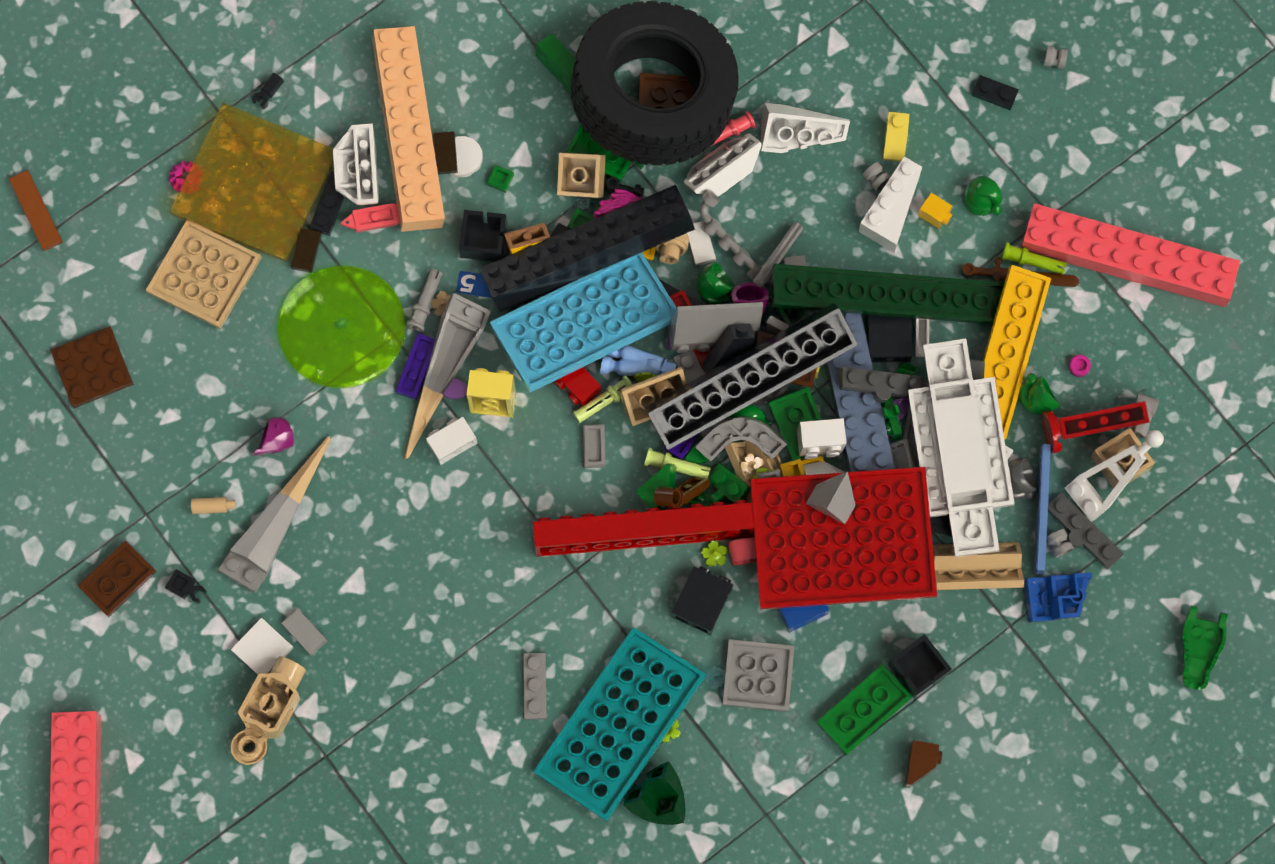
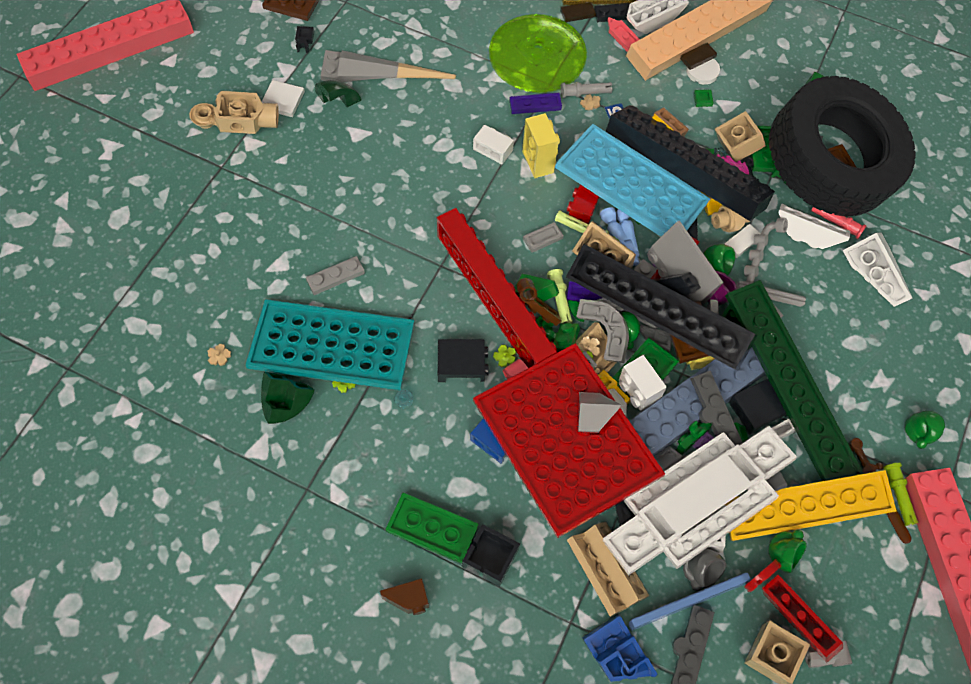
camera: 60 degrees right, 10 degrees down
(211, 505) = (369, 30): tan cylinder -> none
(276, 437) = (434, 40): magenta helmet -> none
(290, 583) = (332, 89): none -> dark green brick
(304, 632) = (306, 117): light grey tile -> none
(456, 336) = (567, 116): light grey plate -> none
(482, 239) = (653, 96): black piece -> none
(573, 846) = (219, 355): none -> tan plant
(758, 675) = (420, 430): light grey plate -> none
(876, 176) = (882, 339): light grey wheel -> none
(888, 213) = (867, 360): white wedge -> none
(896, 136) = (925, 339): light yellow slope -> none
(935, 211) = (886, 395): yellow brick -> none
(1059, 543) = (667, 631): light grey wheel -> none
(1079, 366) = (836, 577): dark pink tile -> none
(1085, 494) = (726, 632): white plate -> none

